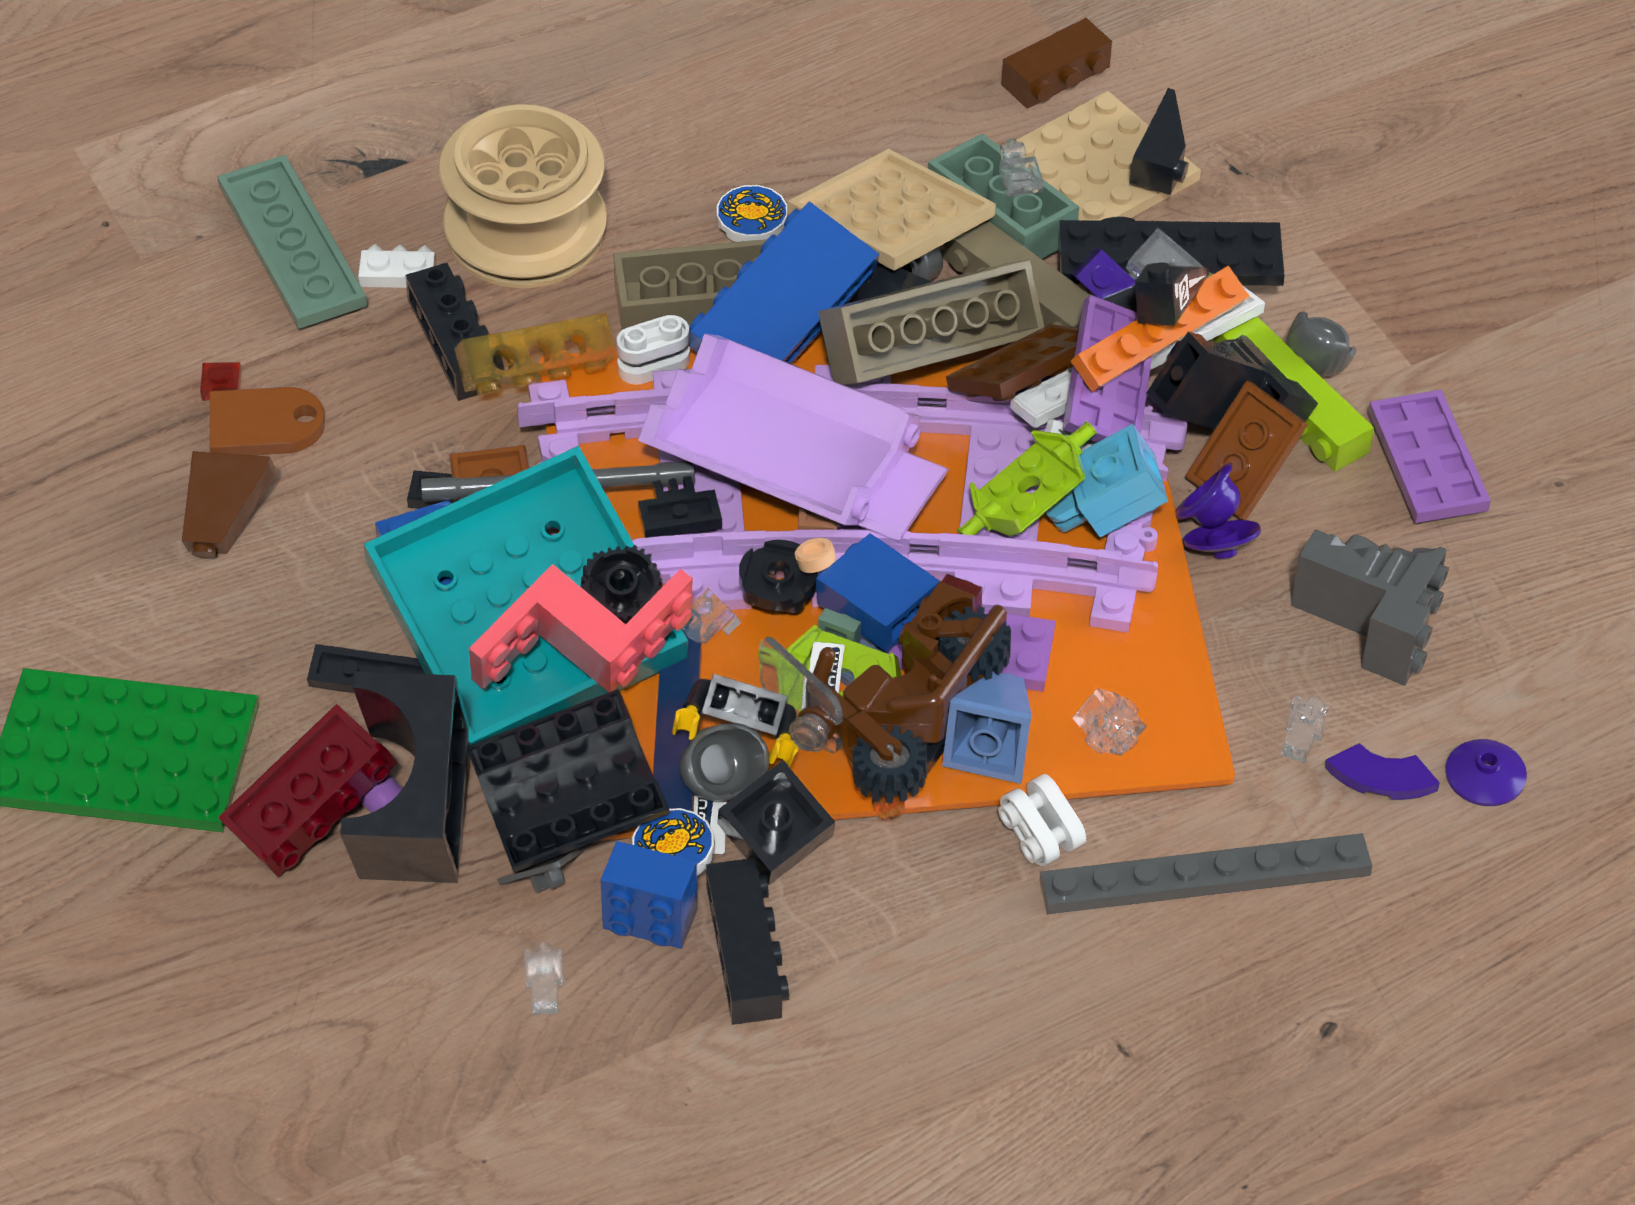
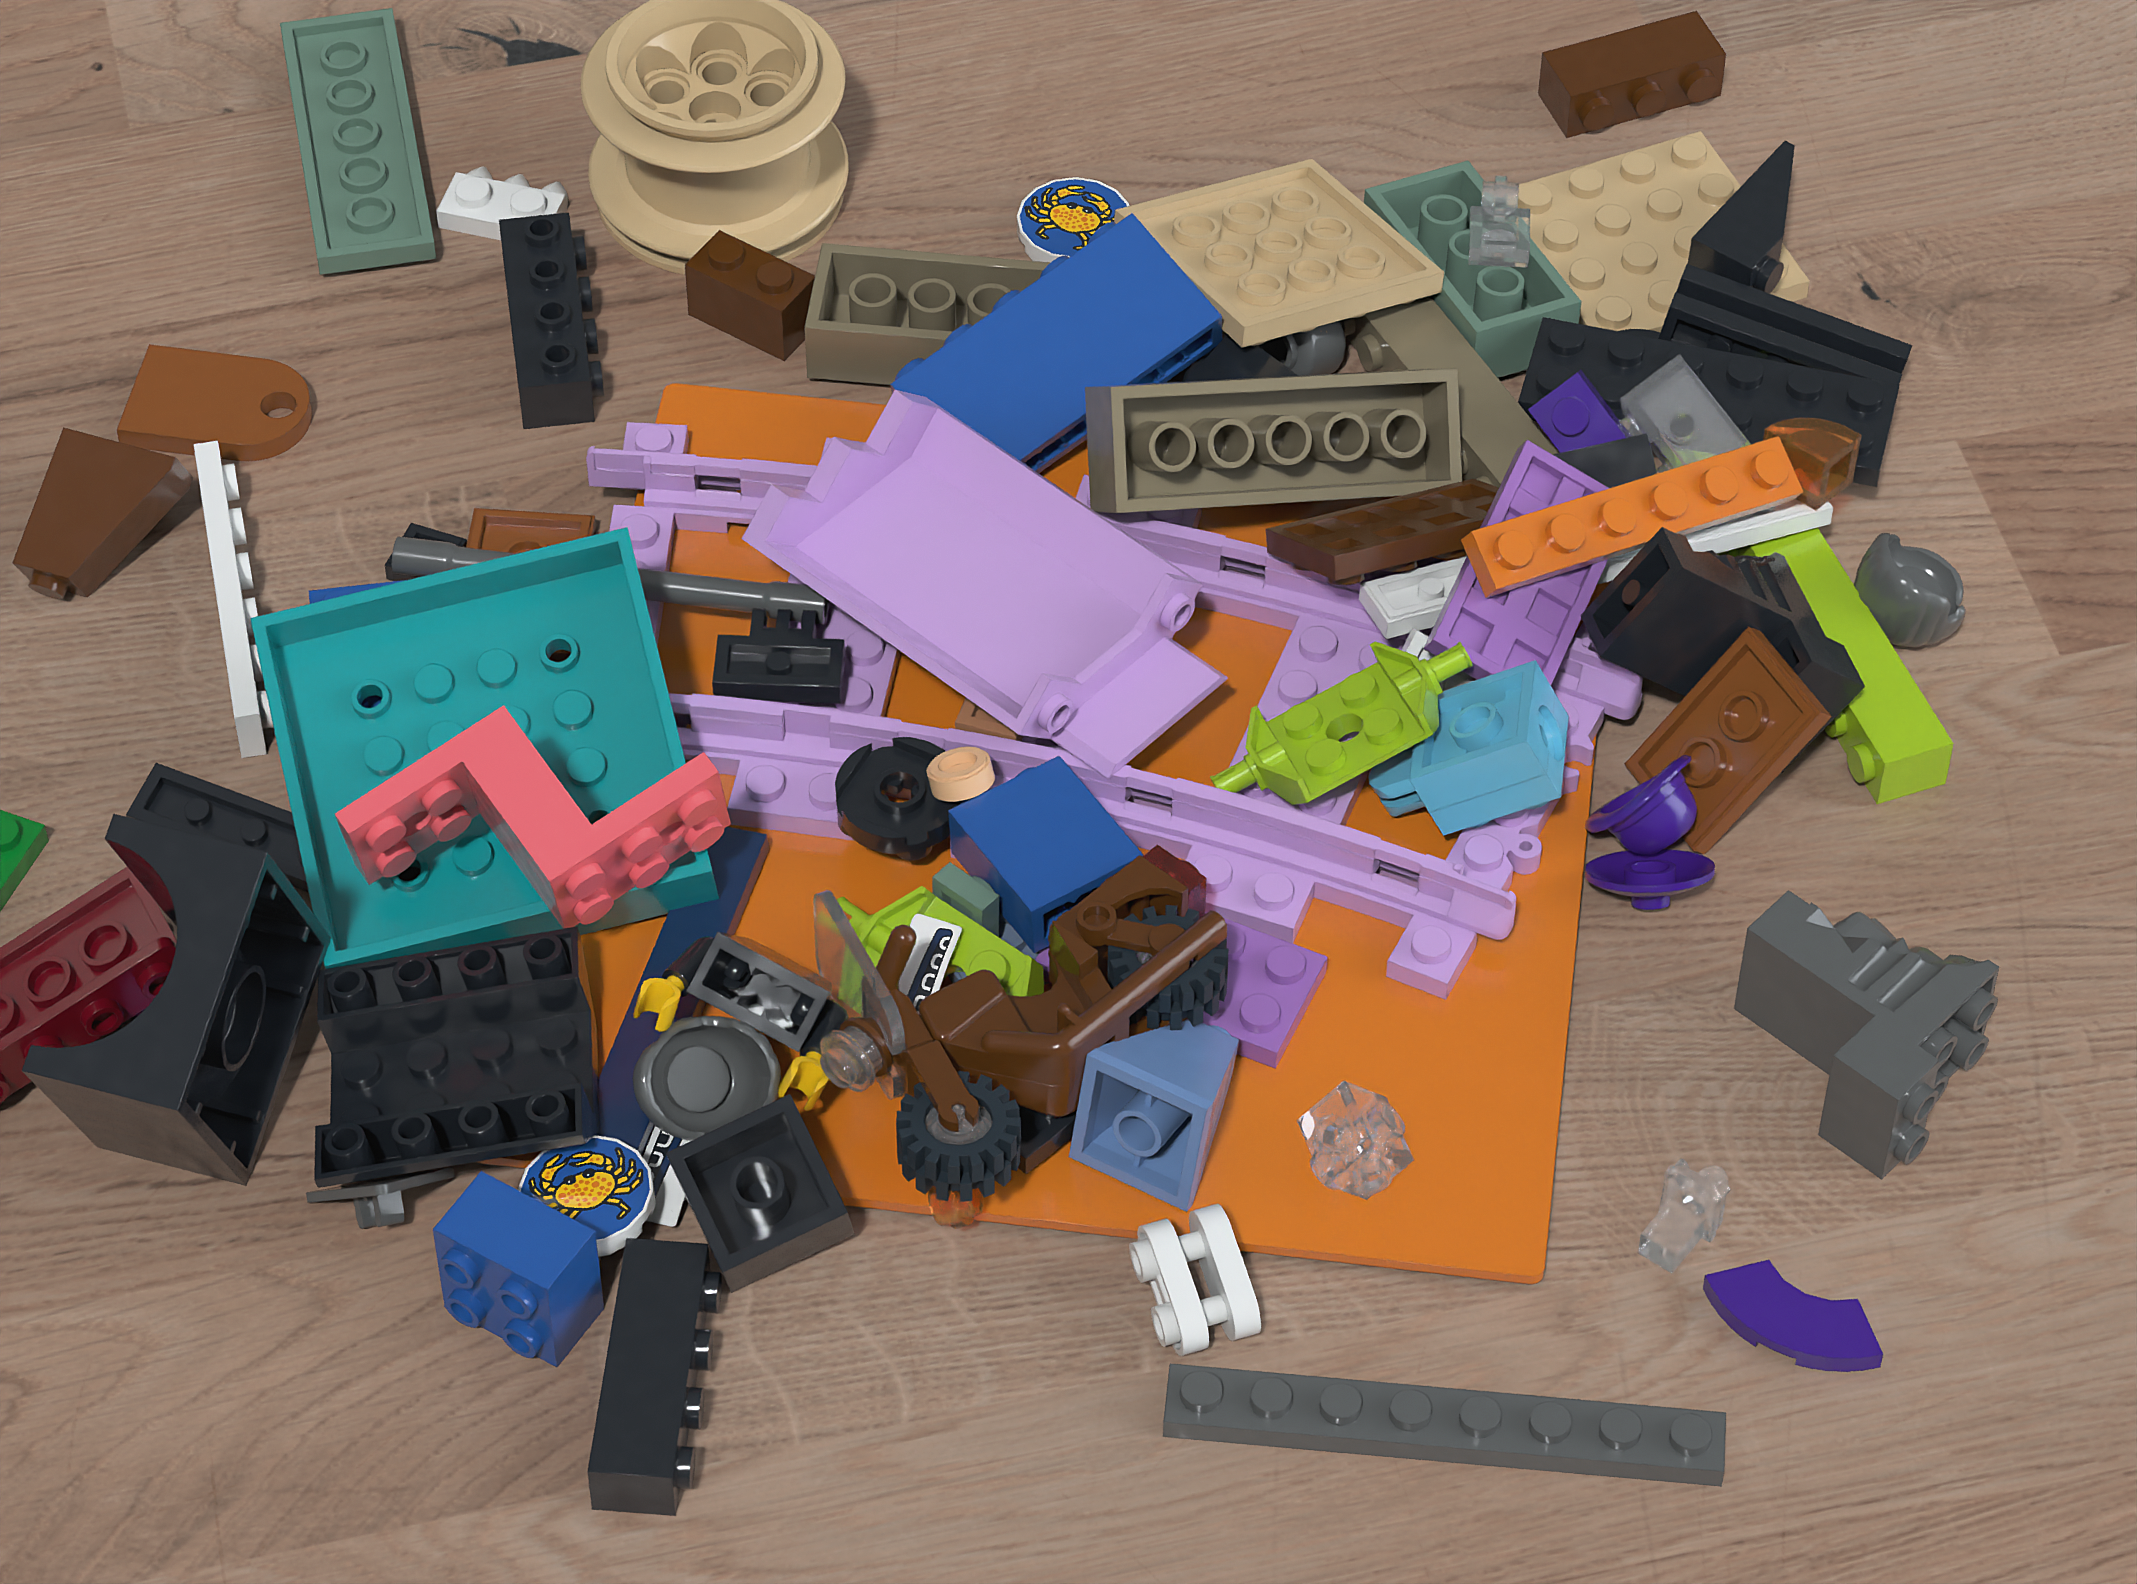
camera: 15 degrees right, 0 degrees up
(219, 377) = (175, 326): clear red plate -> none
(328, 547) = (230, 577): none -> white plate
(544, 975) = (319, 1364): clear piece -> none
(572, 290) = (749, 294): none -> reddish brown brick
(589, 333) = (739, 355): clear yellow brick -> none
(617, 570) = (612, 736): black brick -> none
(652, 347) = (831, 400): white brick -> none
(708, 617) = (770, 836): clear piece -> none
(1166, 291) = (1652, 455): black slope -> none
(1175, 200) = (1754, 323): none -> black brick
(1252, 270) = (1820, 454): none -> clear orange brick
(1429, 456) = (2037, 809): medium lavender plate -> none
(1484, 783) = (1966, 1373): dark purple dish -> none

